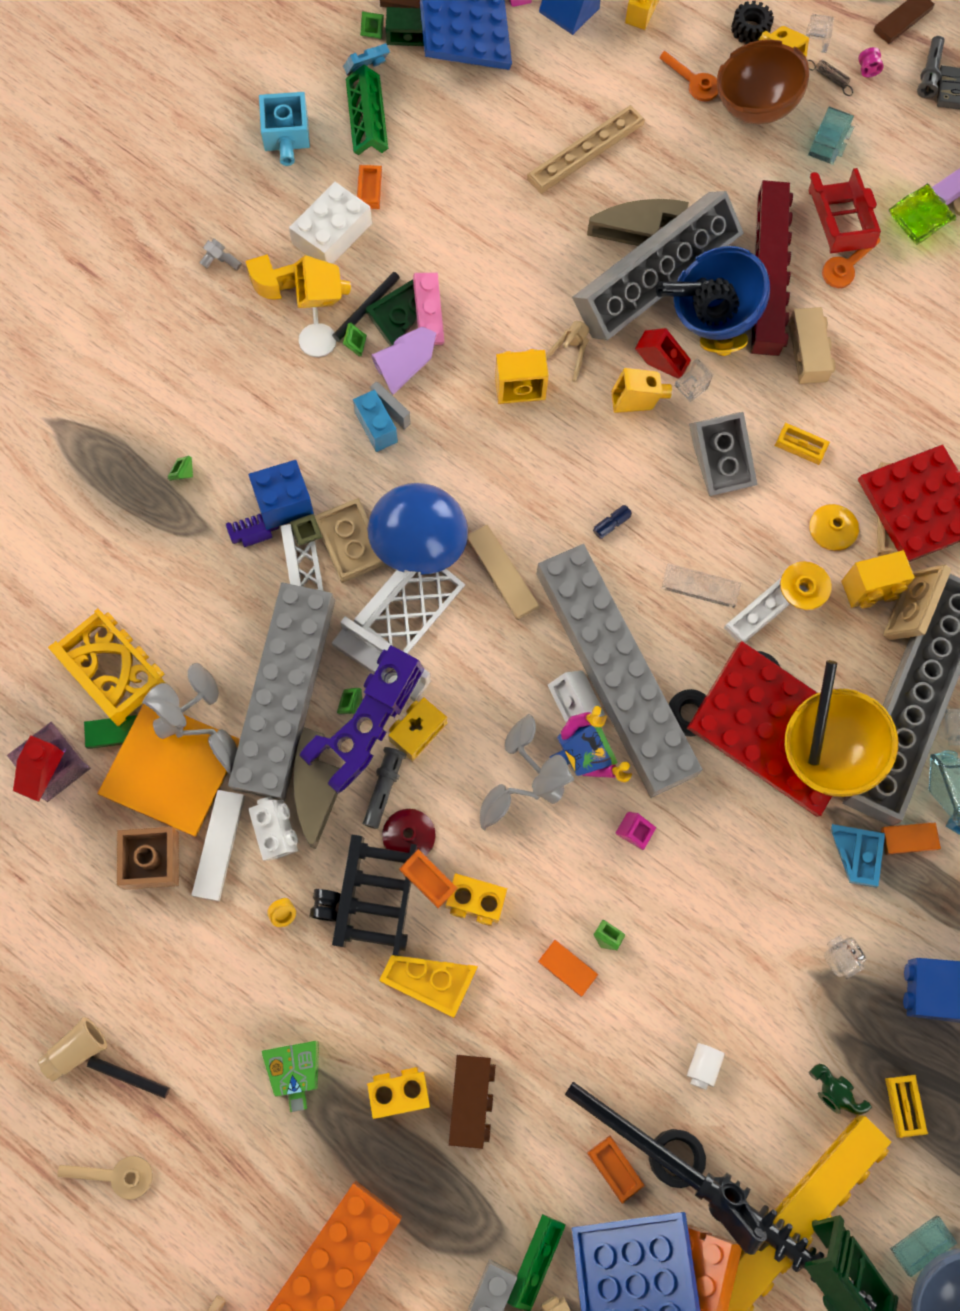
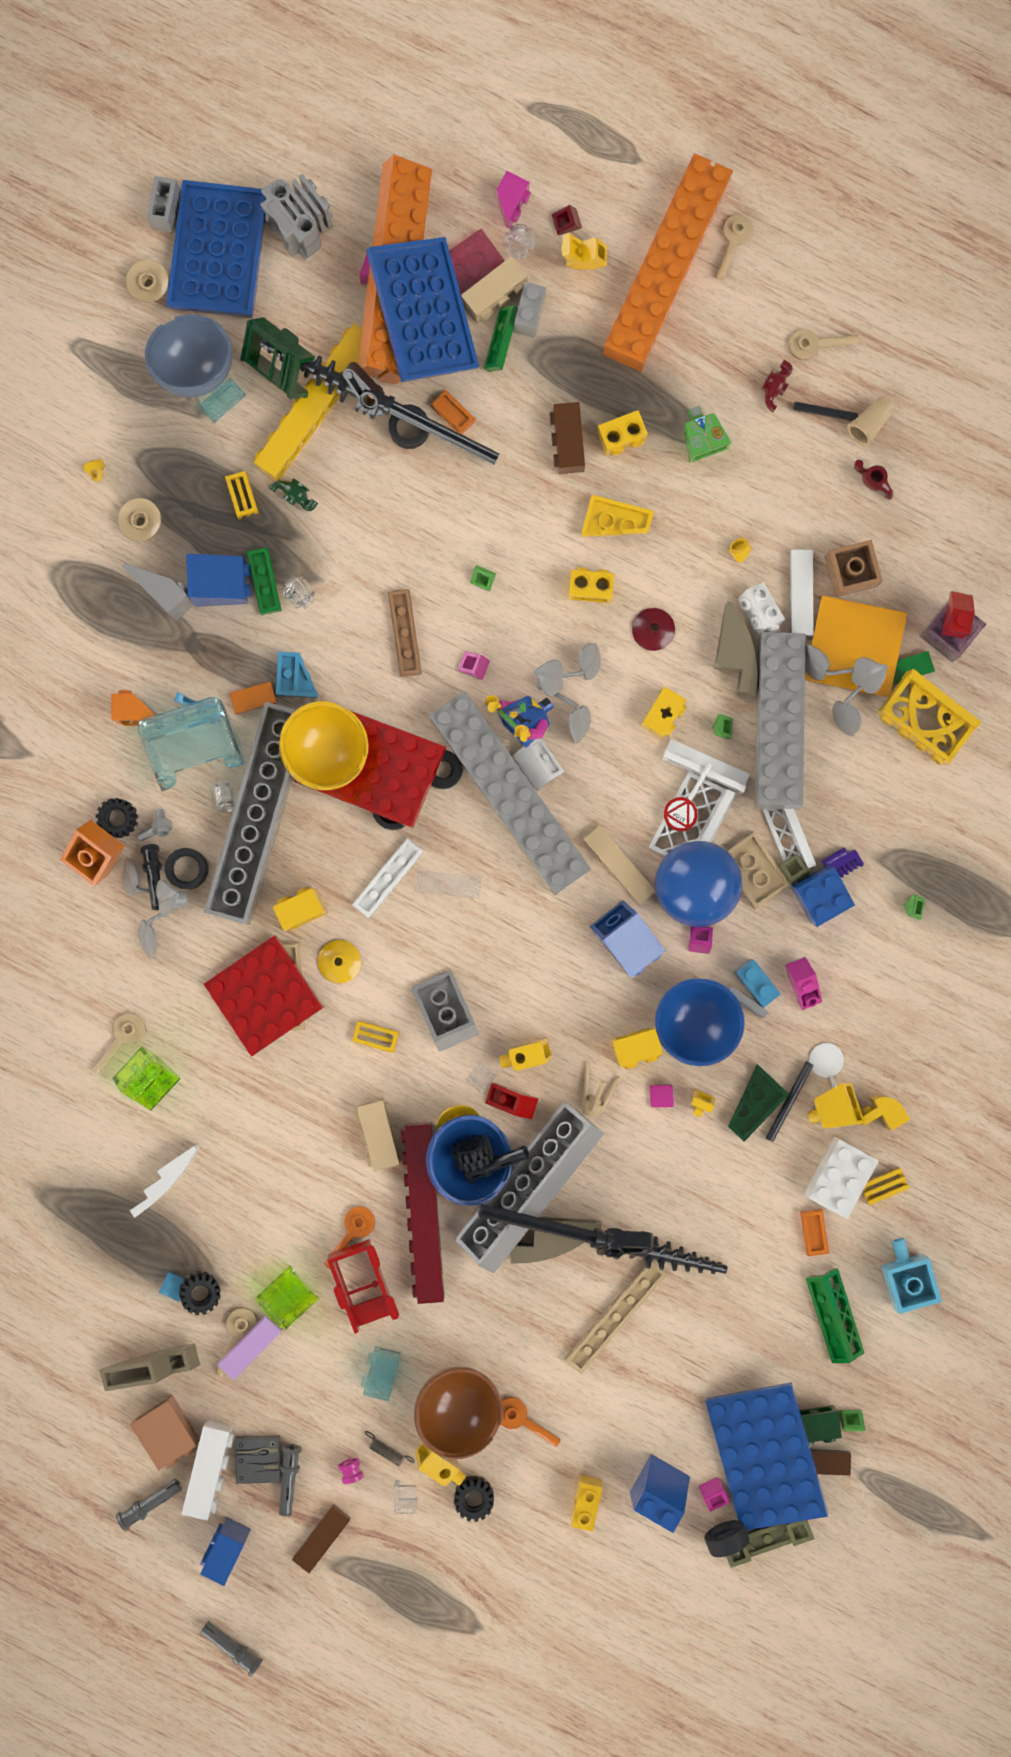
camera: 175 degrees right, 15 degrees up
(90, 972) = (875, 478): none -> dark red piece
(183, 1125) = (776, 384): none -> dark red piece
(215, 250) = (940, 1130): light grey piece -> none
(286, 211) = (889, 1193): none -> yellow tile
(323, 413) = (804, 983): none -> dark pink slope
(328, 899) = (707, 560): black wheel -> none
(350, 905) = (687, 563): black fence -> none
(354, 339) = (792, 1062): bright green slope -> none
(370, 56) = (848, 1374): dark azure wing -> none
(378, 705) = (697, 719): dark purple brick -> none
(387, 775) = (680, 670): dark grey pin -> none
(405, 357) = (750, 1050): lavender panel -> none
(419, 610) = (681, 812): none -> piece
(427, 475) = (700, 939): none -> dark pink slope
(427, 878) = (632, 588): orange tile -> none
(428, 304) = (732, 1105): bright pink plate -> none
(448, 381) = (699, 1022): none -> blue piece
(459, 318) = (702, 1102): none -> yellow tile
(500, 333) = (661, 1095): none -> dark pink slope
(510, 490) = (627, 938): none -> slope
(568, 968) = (511, 548): orange tile -> none
(588, 199) = (612, 1242): none -> black piece
(615, 519) = (535, 925): dark blue piece -> none
(705, 1066) = (396, 494): white brick -> none
(715, 885) = (405, 633): none -> medium nougat tile
(810, 576) = (349, 893): yellow dish -> none
(822, 712) = (340, 768): black bar -> none
(885, 984) = (264, 581): none -> green tile
(917, 603) = (264, 893): tan tile -> none

